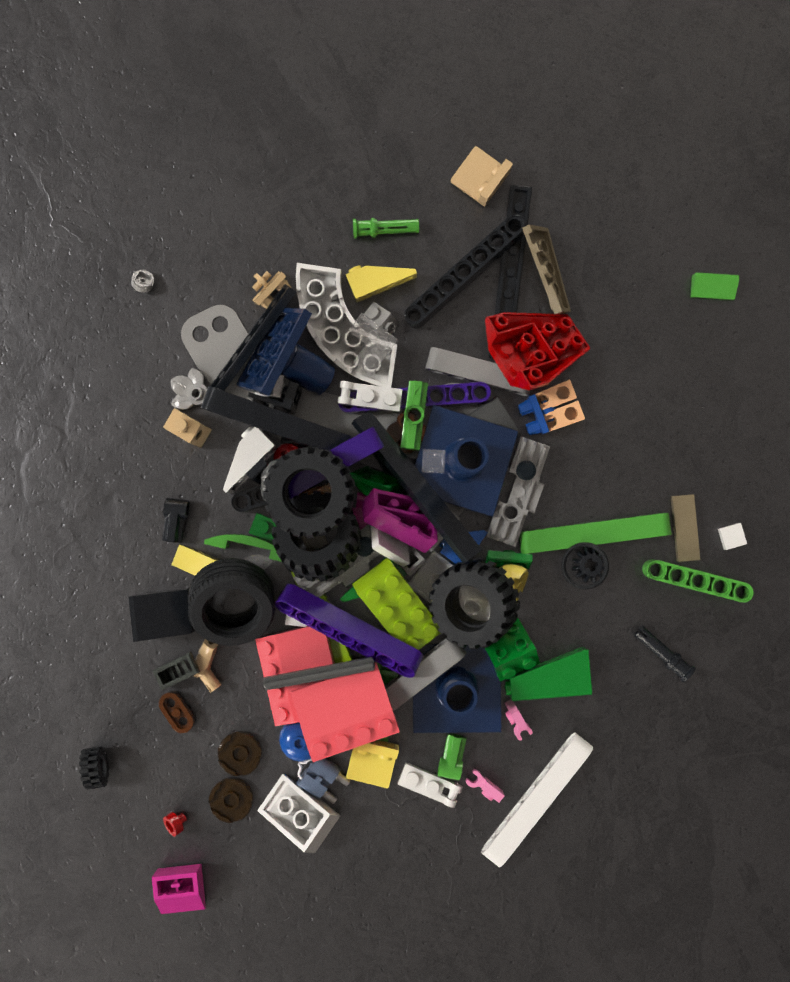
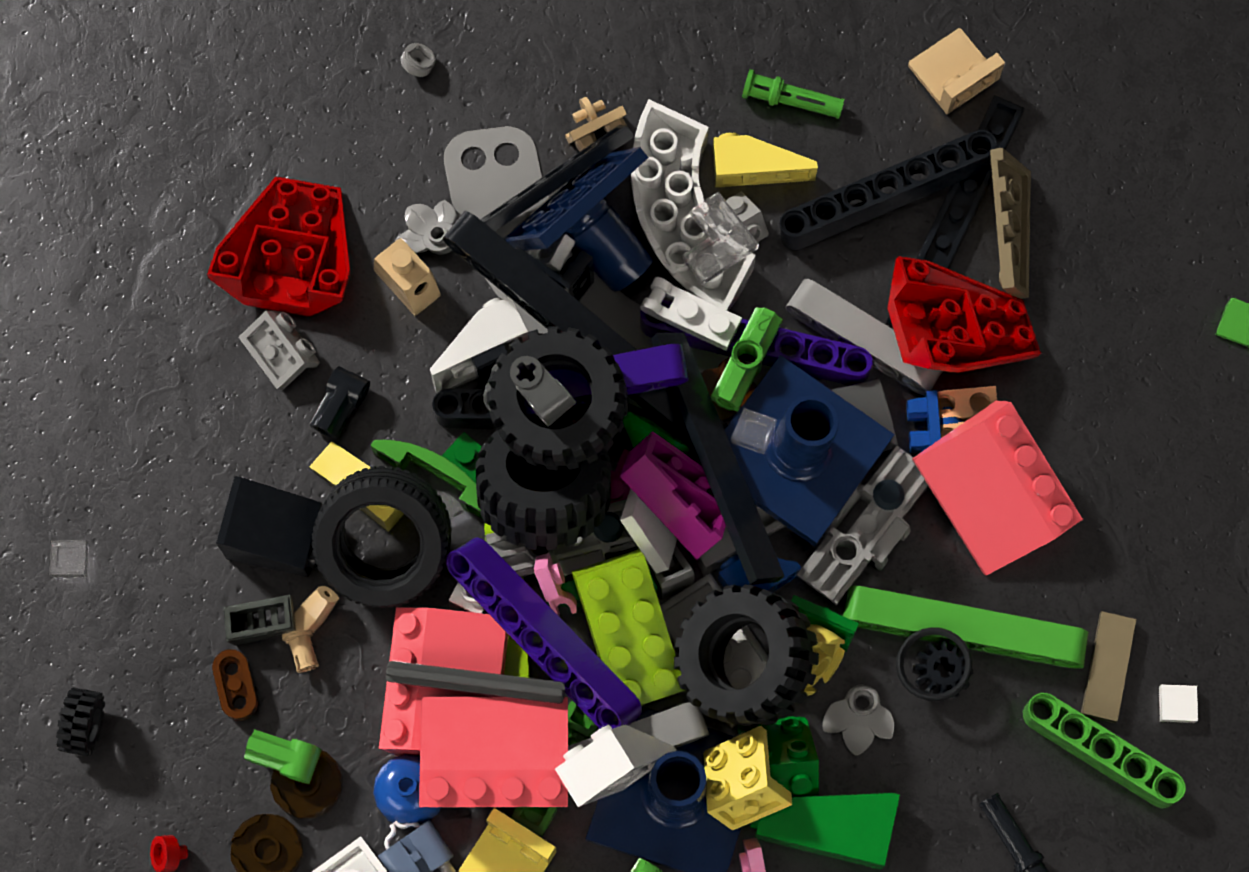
camera: 15 degrees right, 15 degrees down
(49, 668) = (68, 558): none -> clear tile
(106, 433) = (287, 250): none -> red wedge
(125, 498) = (279, 348): none -> light grey bracket
(225, 747) = (292, 758): none -> bright green piece
(302, 501) = (544, 393): none -> dark grey piece
(341, 594) = (550, 580): none -> bright pink plate
(417, 701) = (609, 762): none -> white slope
(493, 674) = (741, 782): none -> light yellow bracket
(550, 611) = (858, 724): none -> light grey plate
(589, 443) = (997, 487): none -> coral slope

